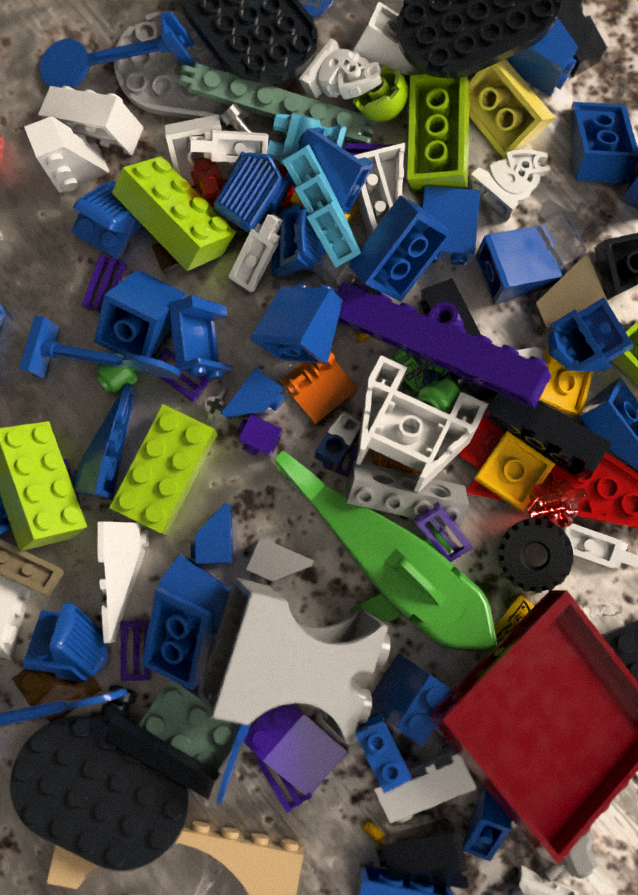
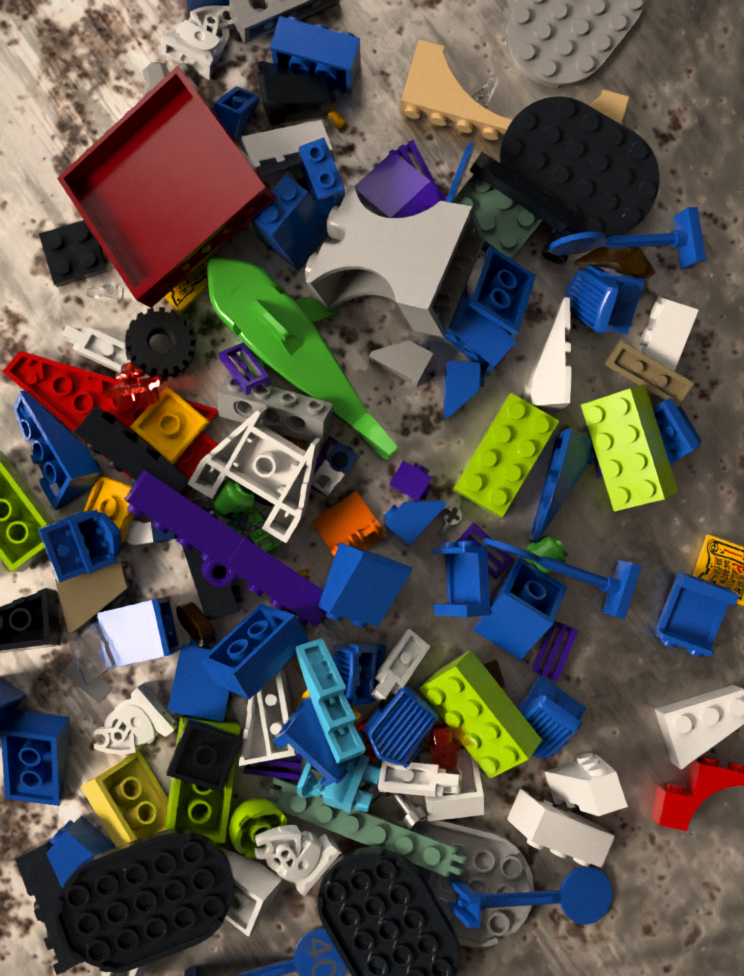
camera: 175 degrees left, 5 degrees up
(136, 676) = (539, 316): dark purple tile -> none
(439, 148) = (204, 755): none -> black tile
(463, 276) = (195, 623): none -> dark brown beam

